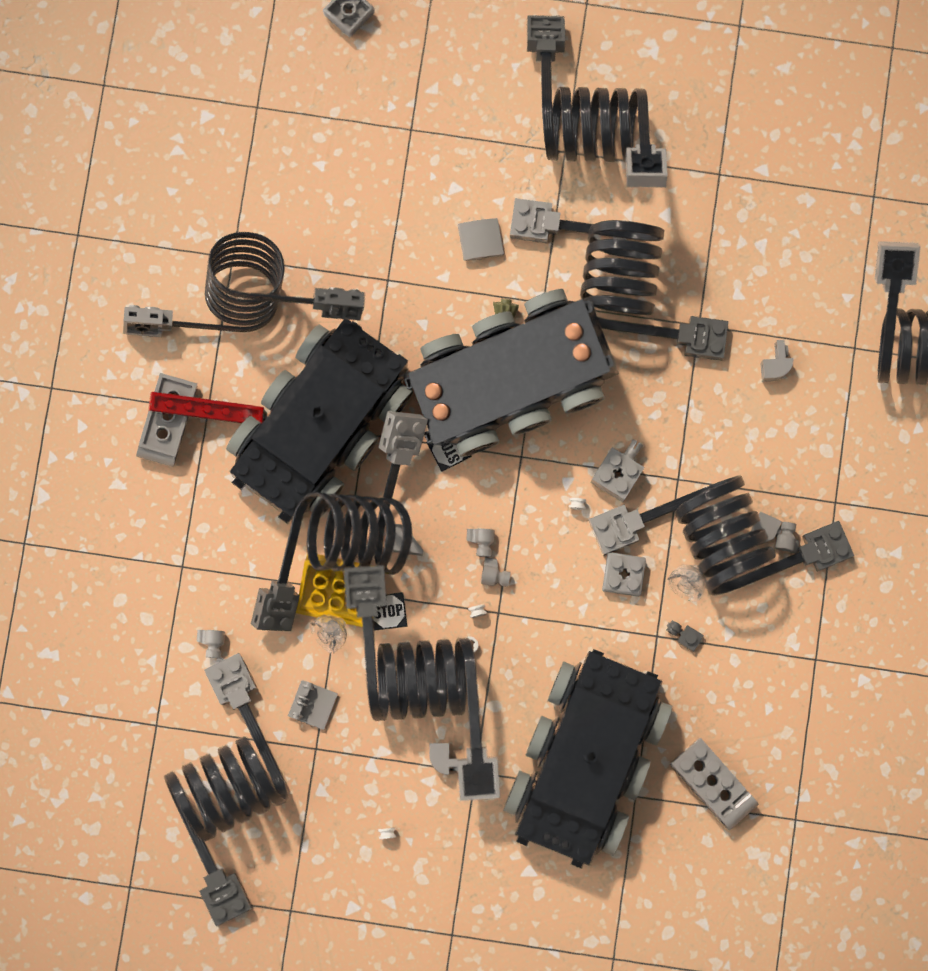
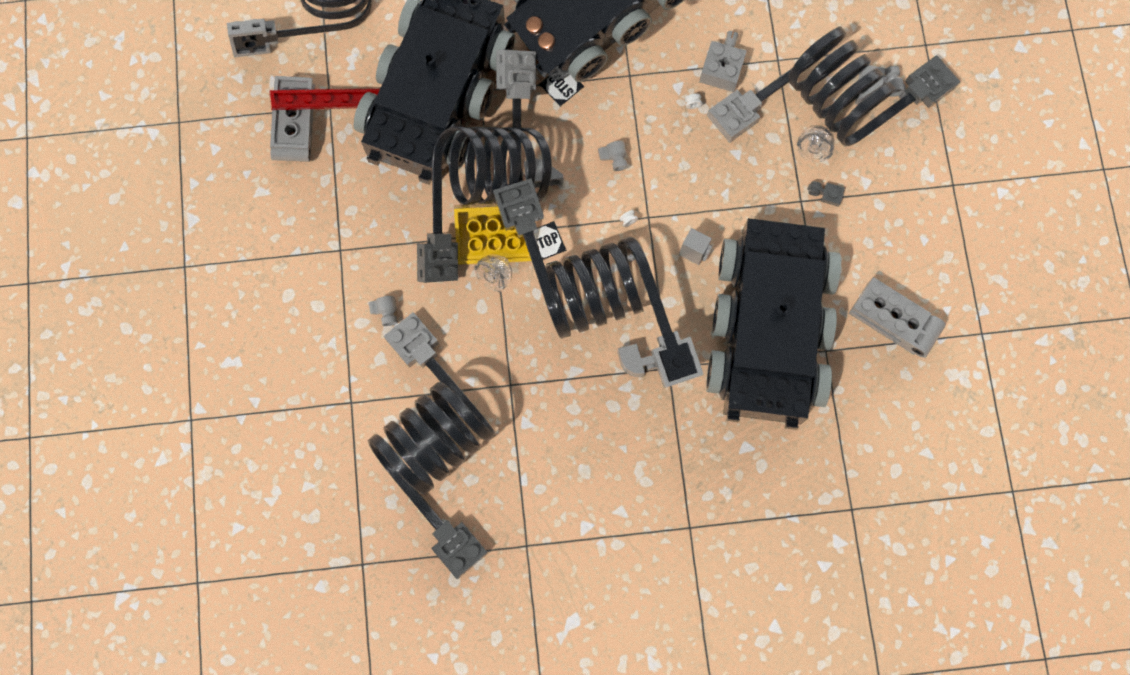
camera: 10 degrees left, 5 degrees down
(312, 704) = (496, 343): light grey hinge -> none
(387, 833) = (600, 445): white bush -> none
(491, 574) = (633, 184): light grey piece -> none
(535, 660) = (696, 247): none -> light grey brick
(634, 567) = (747, 160): light grey brick -> none

